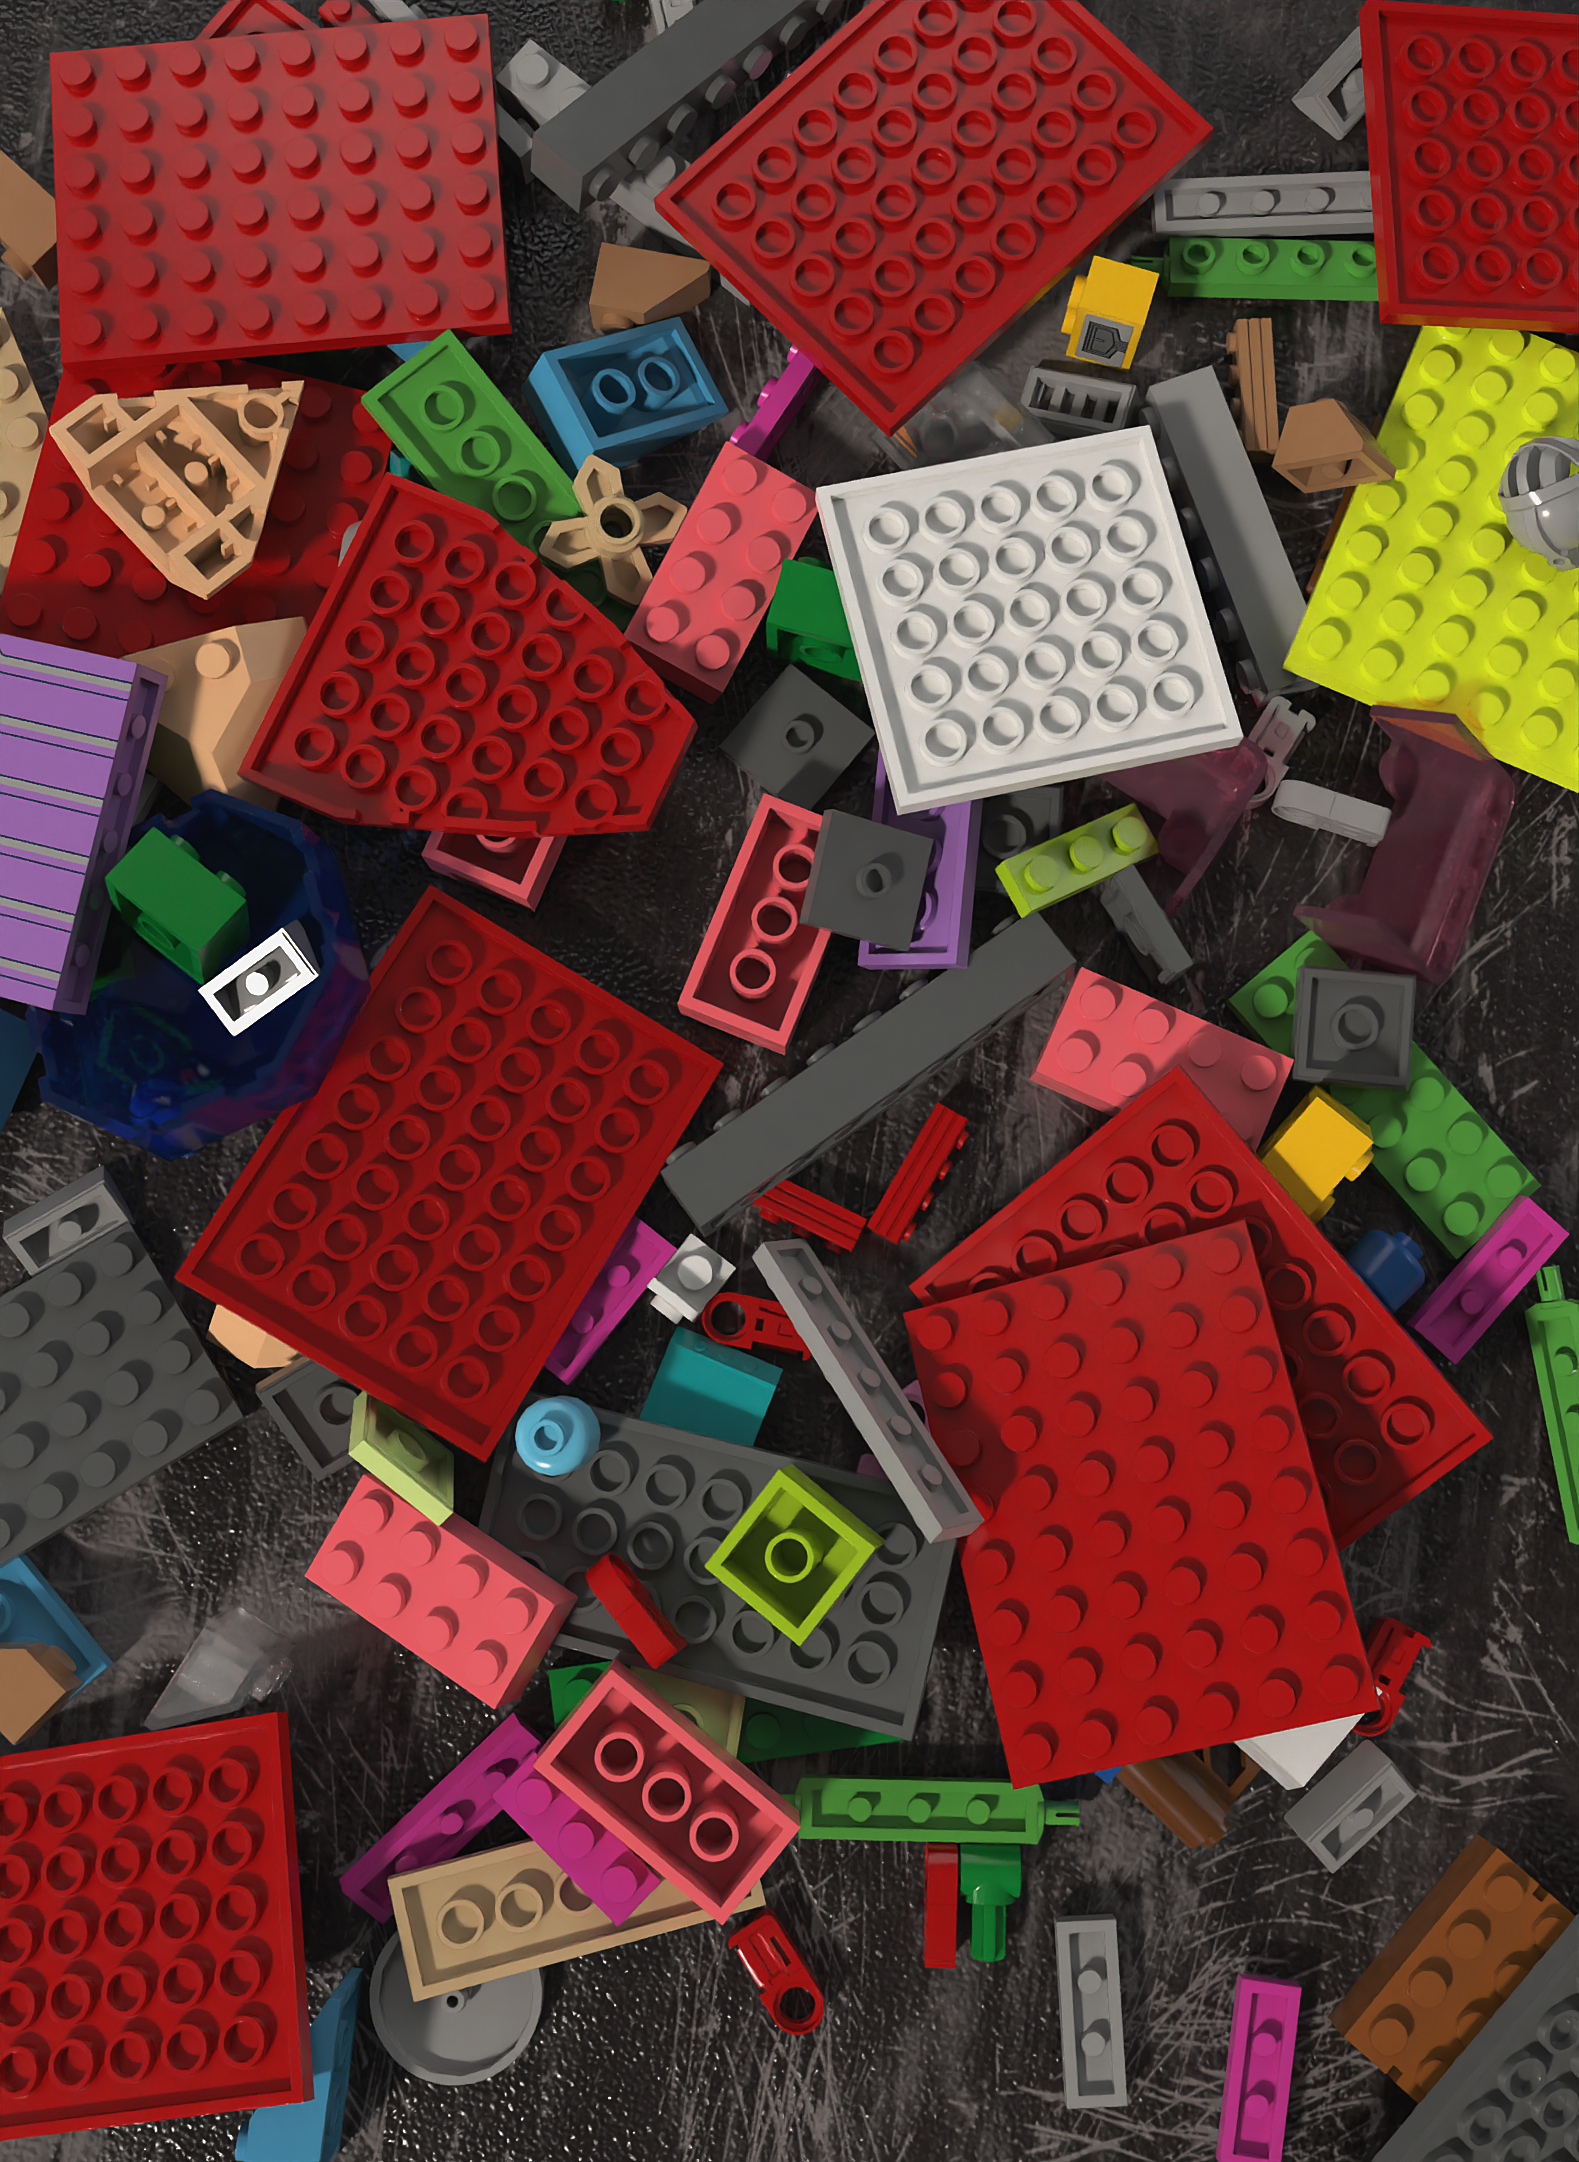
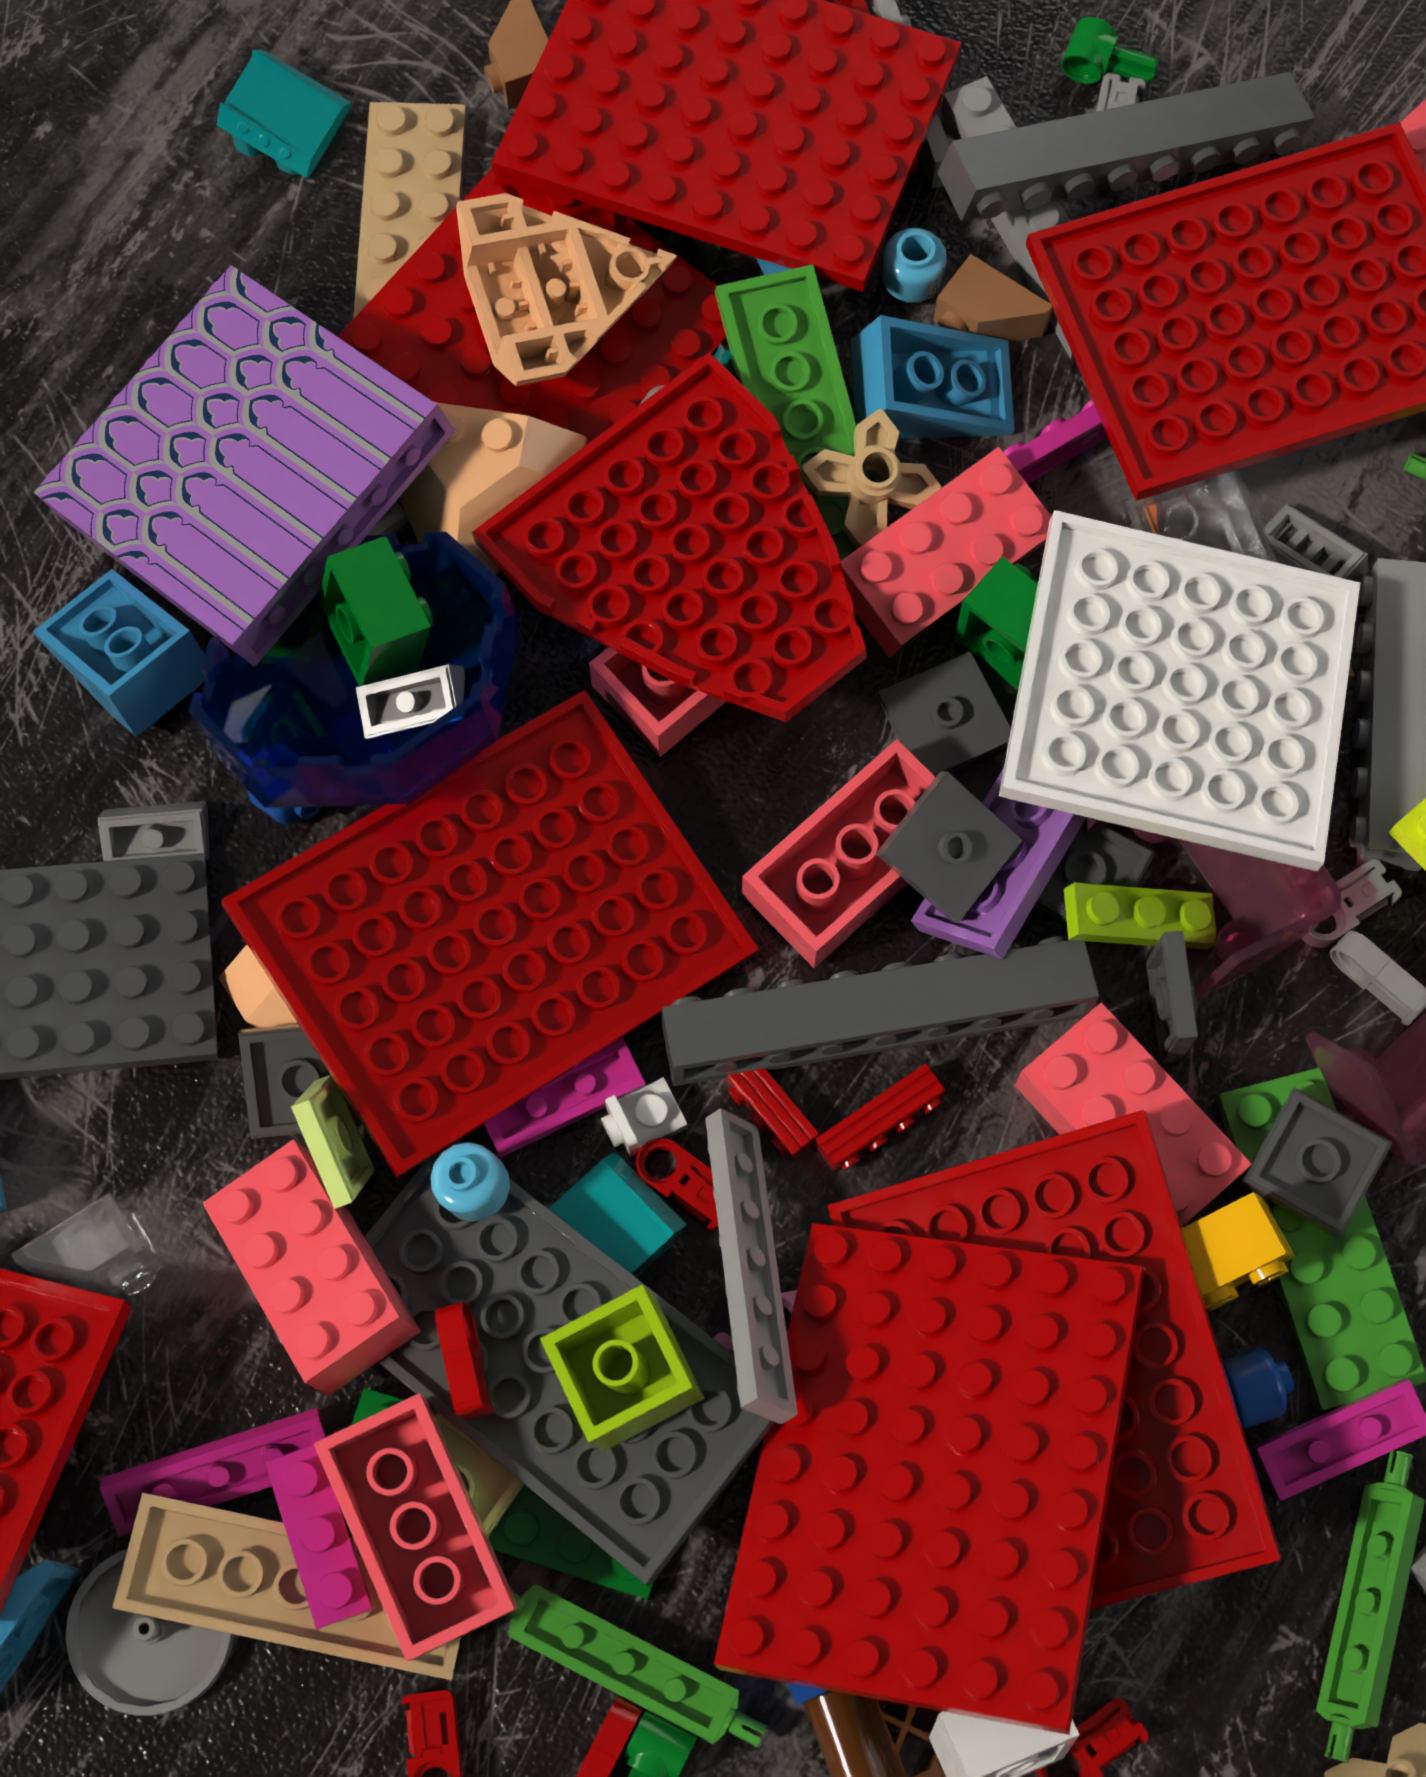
camera: 25 degrees right, 10 degrees down
(548, 279) = (913, 265): none -> medium azure head
(1108, 313) = (1369, 485): yellow brick -> none

